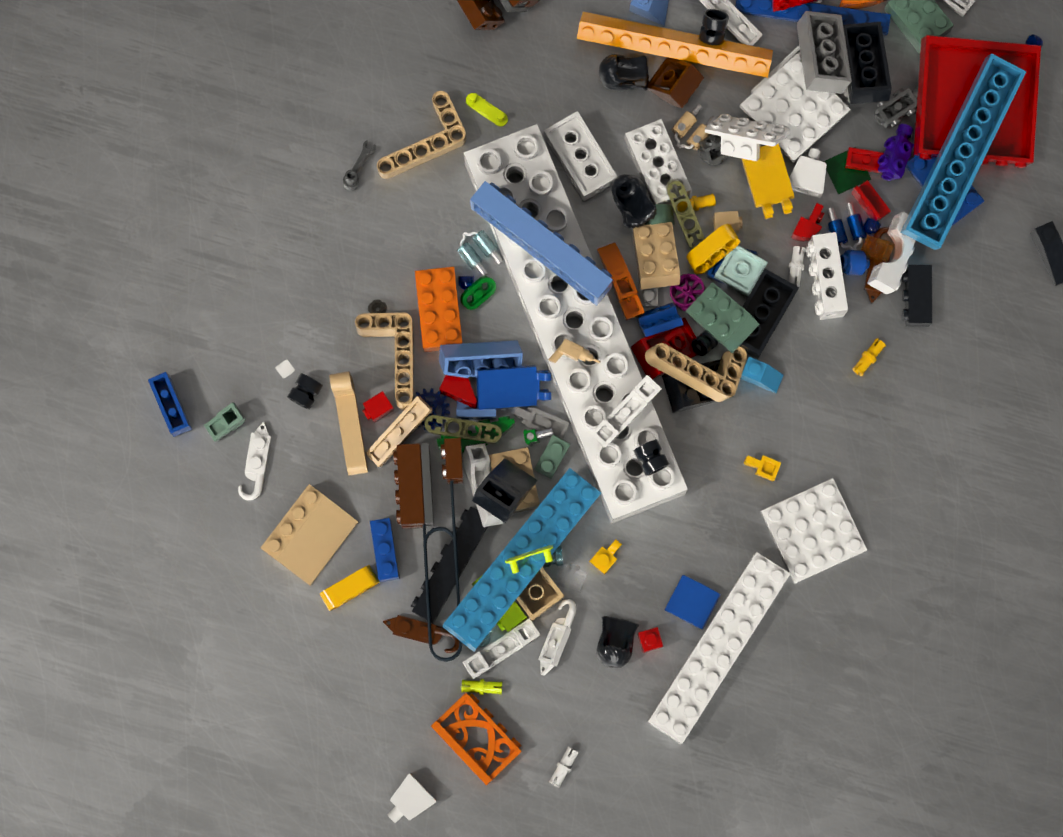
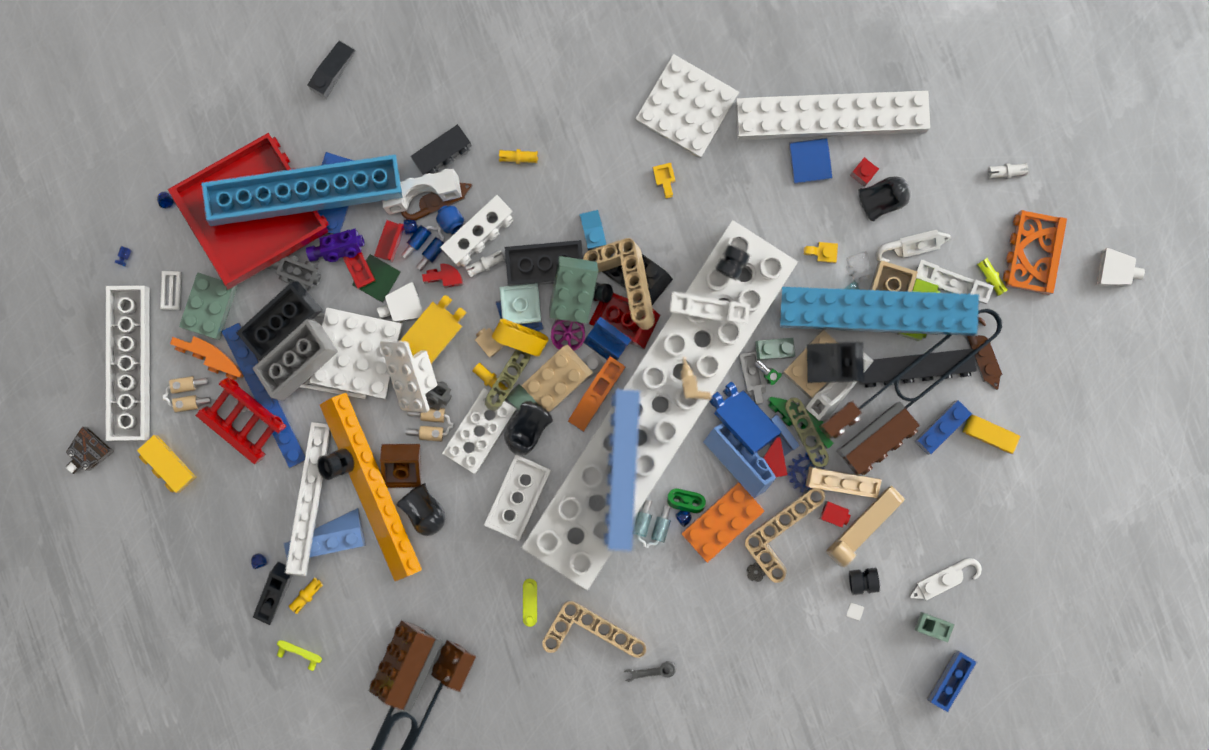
camera: 130 degrees left, 5 degrees up
(309, 534) = (973, 495): tan slope -> none
(513, 561) = (862, 295): neon yellow piece -> none
(877, 248) = (427, 207): clear orange tile -> none

